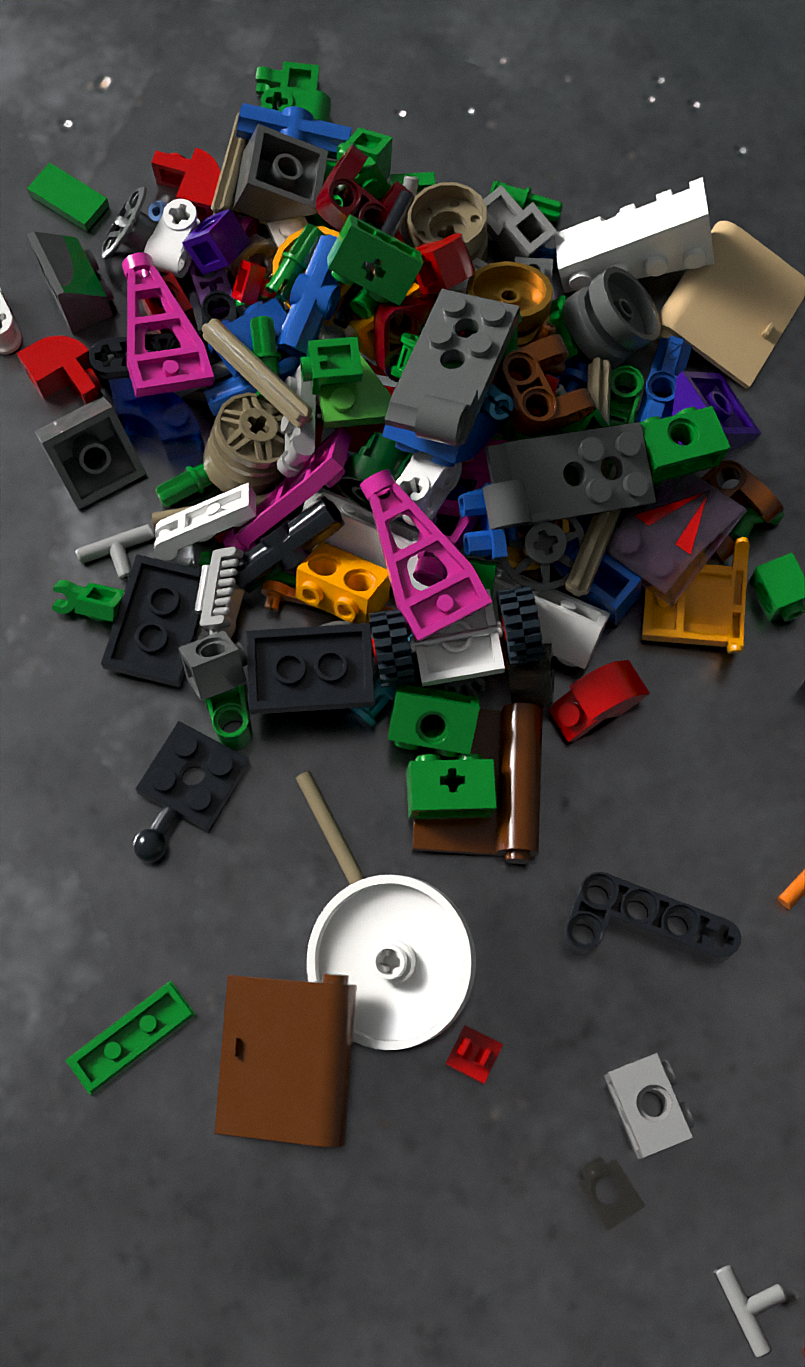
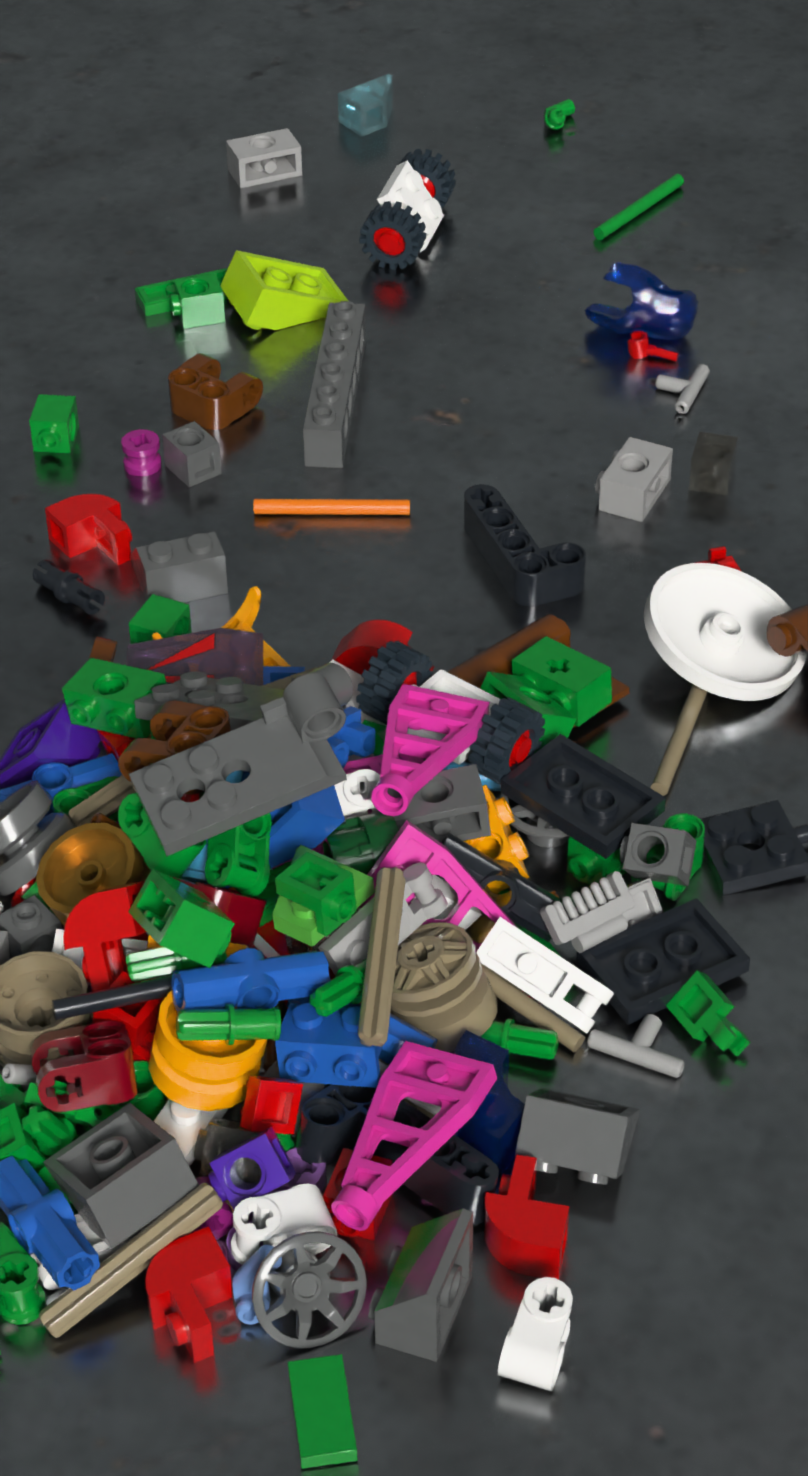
camera: 135 degrees left, 30 degrees down
(354, 559) = (449, 804): none -> dark grey brick

